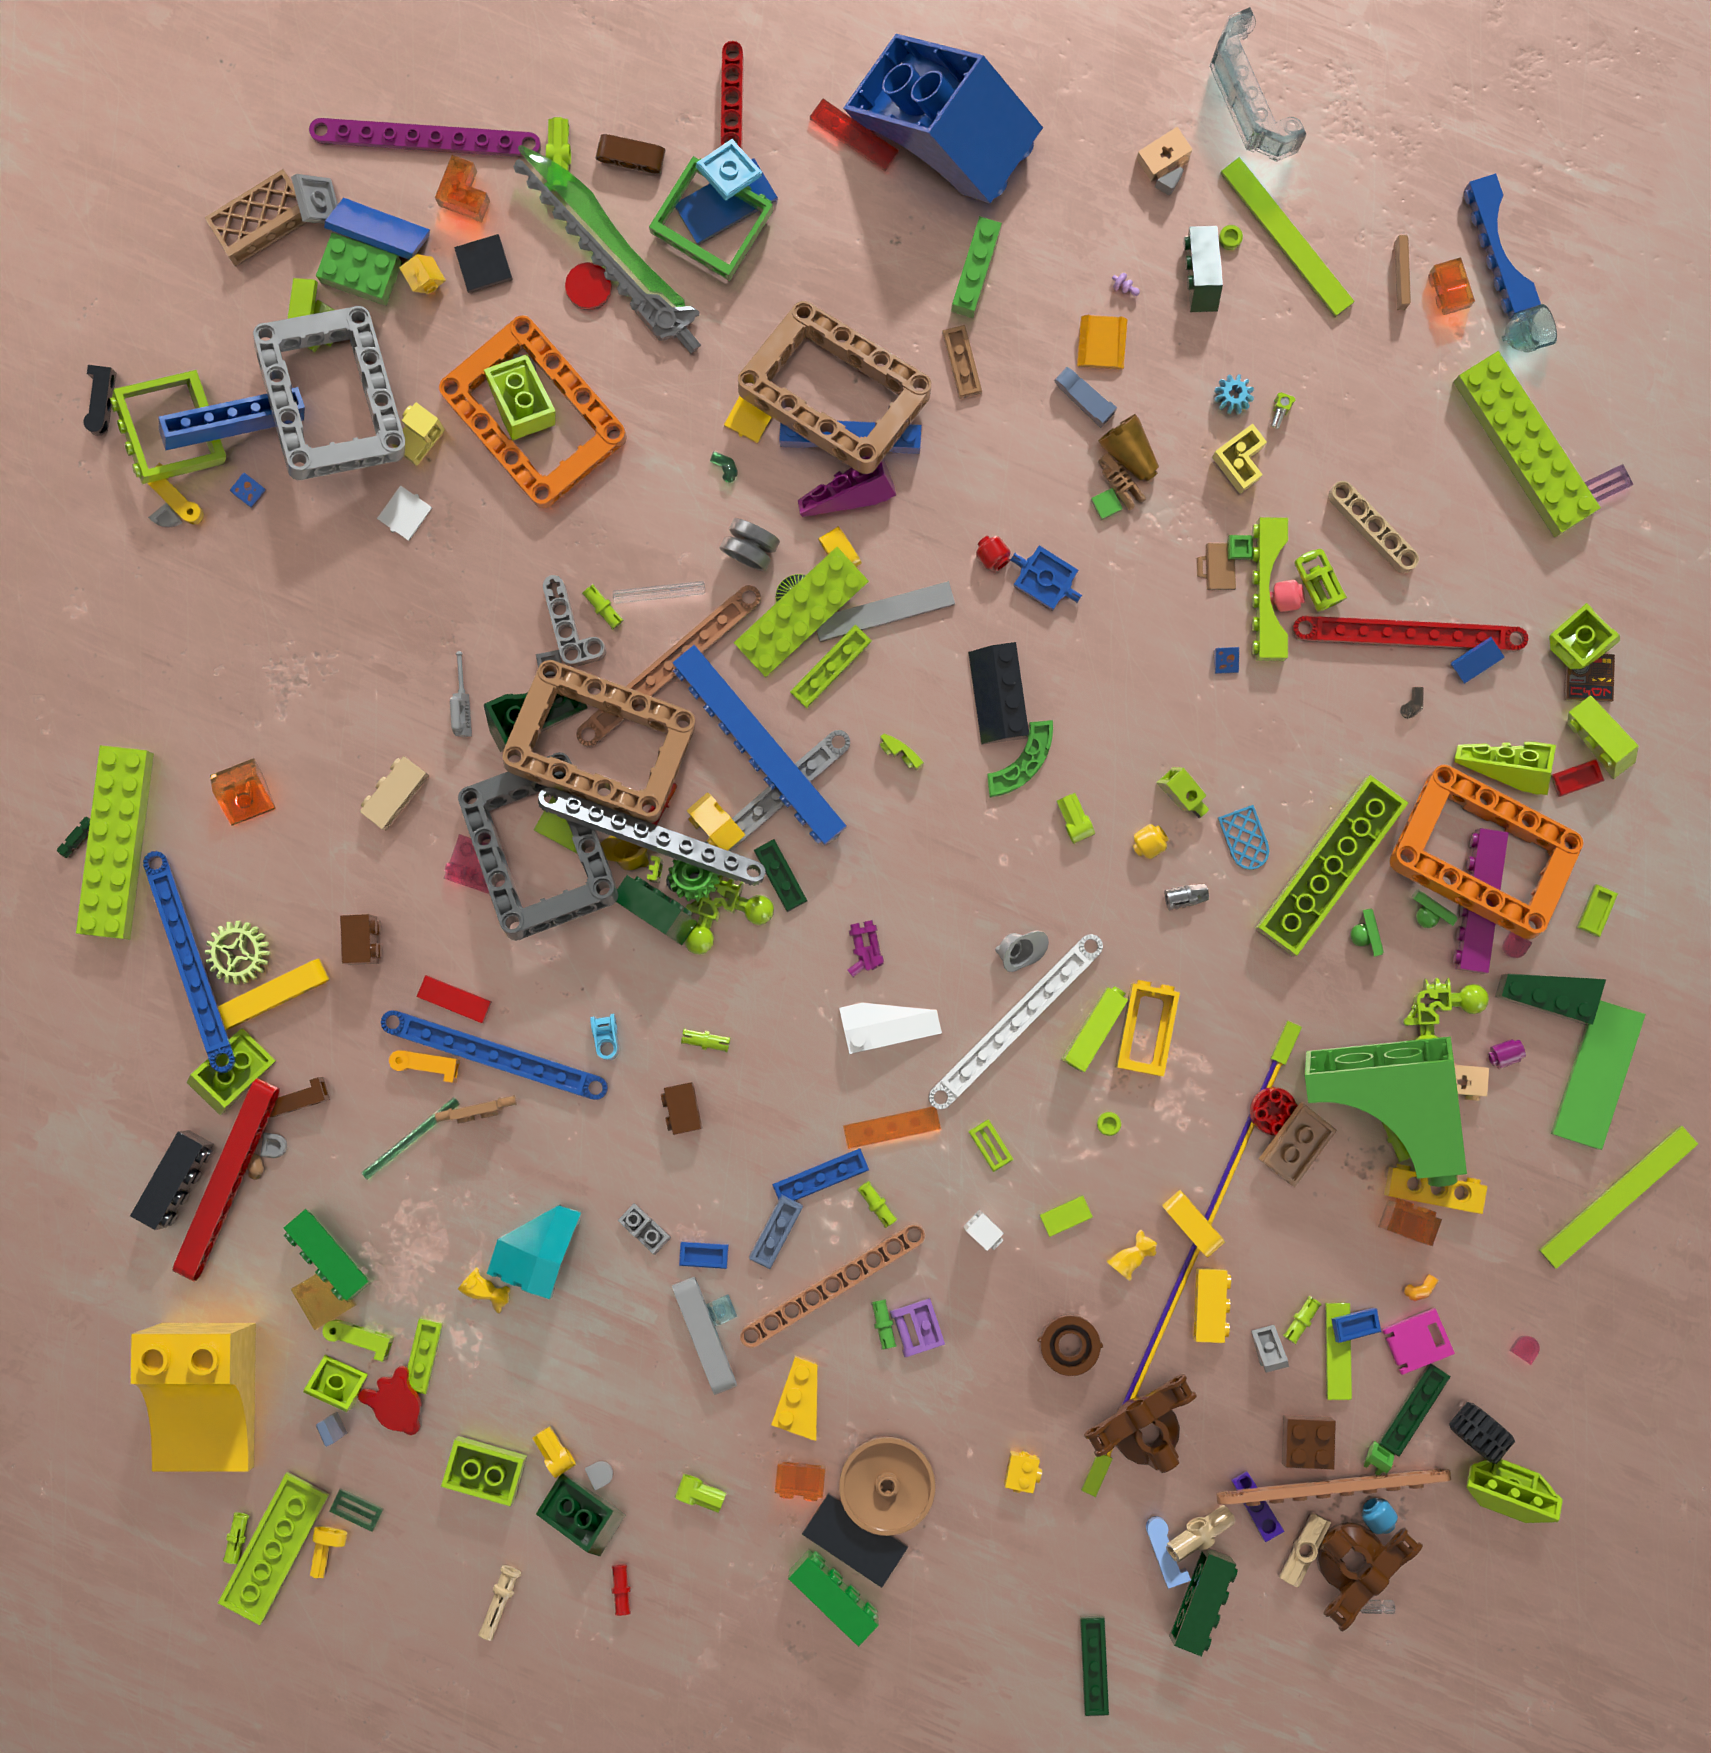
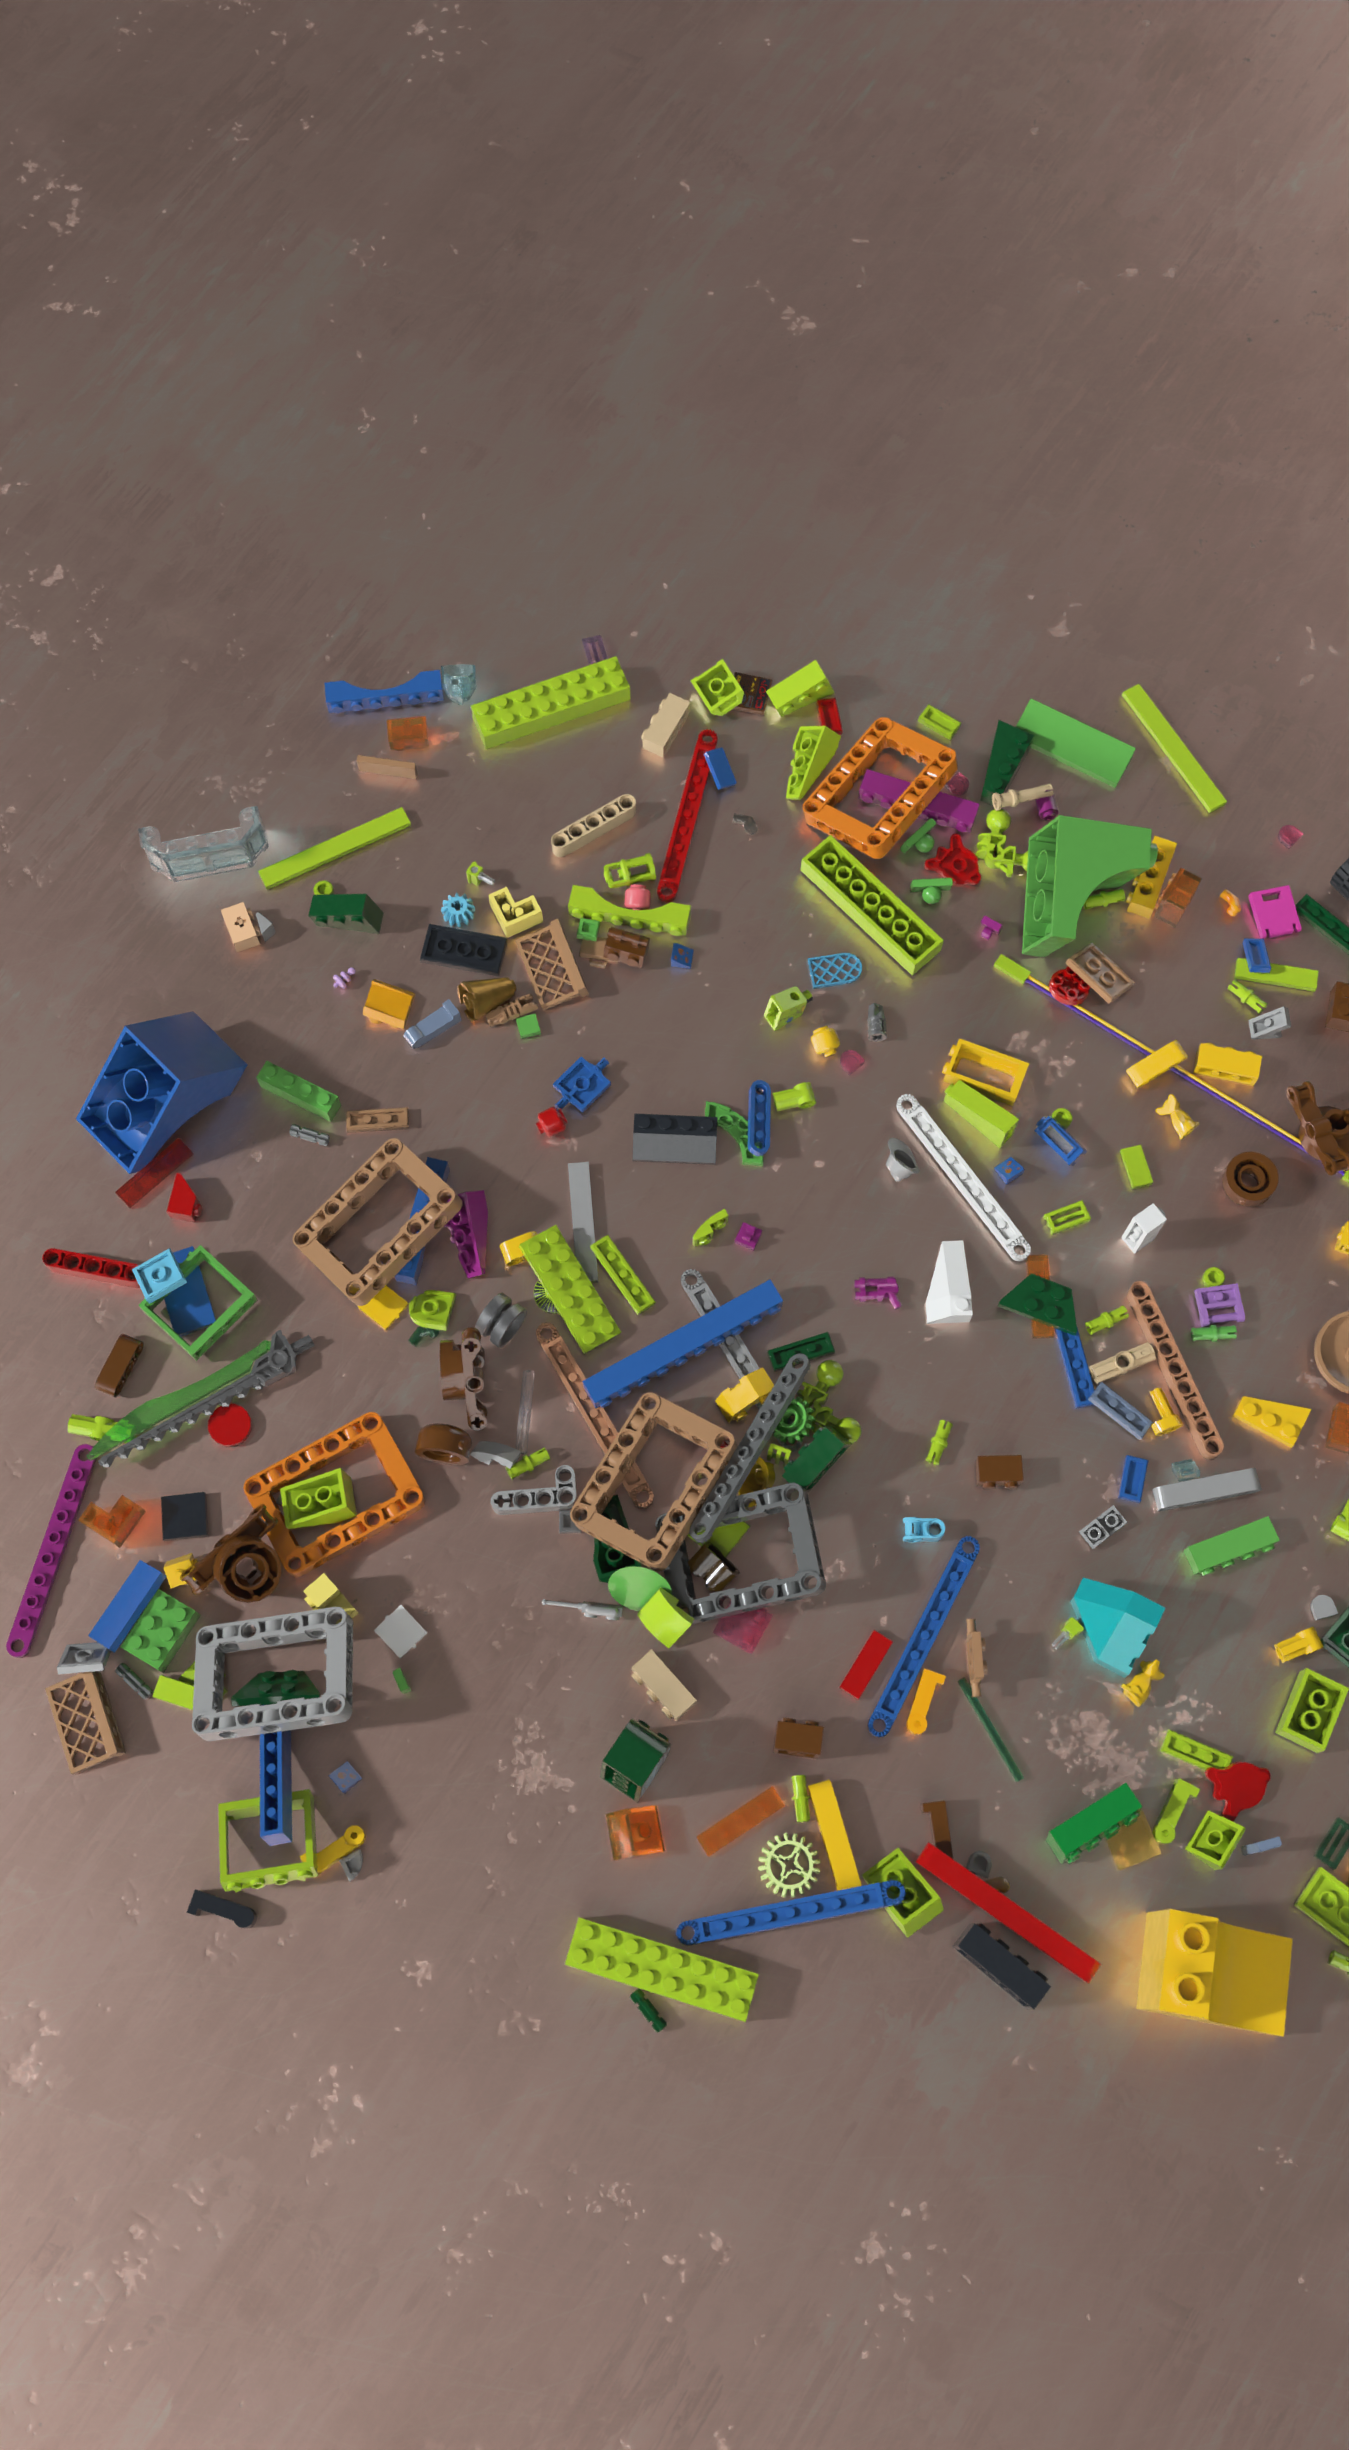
camera: 80 degrees left, 15 degrees down
(273, 896) = (740, 1821): none -> clear orange tile
(305, 775) = (635, 1759): none -> dark green brick
(306, 255) = (134, 1681): none -> dark grey axle
(306, 953) = (801, 1798): none -> lime axle
(318, 400) = (272, 1686): none -> dark green wing
(351, 525) = (401, 1681): none -> bright green tile
(447, 324) = (228, 1552): none -> reddish brown piece
(459, 778) = (664, 1618): none -> lime slope
(484, 748) = (635, 1586): none -> bright green sticker
(523, 822) = (713, 1567): none -> dark brown brick
(526, 1207) = (1068, 1631): none -> lime piece
(602, 513) = (444, 1444): none -> reddish brown piece
(607, 570) = (488, 1451): none -> light grey slope
(646, 1368) = (1232, 1545): none -> bright green brick
(676, 514) = (463, 1374): none -> reddish brown piece
(753, 469) = (432, 1309): none -> lime tile
(775, 1287) = (1169, 1421): none -> yellow piece
(820, 1213) = (1110, 1367): none -> tan piece
(826, 174) = (183, 1202): none -> red slope
(882, 1130) = (1043, 1302): none -> dark green wing
(902, 795) = (748, 1236): none -> magenta tile
(929, 291) = (309, 1135): none -> dark grey axle
(949, 1317) = (1213, 1277): none -> lime tile
(1034, 1072) = (1009, 1170): none -> blue slope
(1041, 782) = (759, 1118): none -> blue plate
(1078, 1125) = (1059, 1139): none -> blue window
(1133, 874) = (851, 1061): none -> clear pink tile
(1187, 412) = (463, 950): none -> black tile
(1200, 528) = (565, 955): none -> medium nougat fence
(1222, 594) = (626, 947): none -> reddish brown brick
(1333, 1009) = (990, 927): none -> magenta tile
(1409, 958) = (955, 863): none -> red tile
(1500, 1011) = (1013, 797): none -> tan pin
(1524, 585) = (665, 725): none -> tan brick

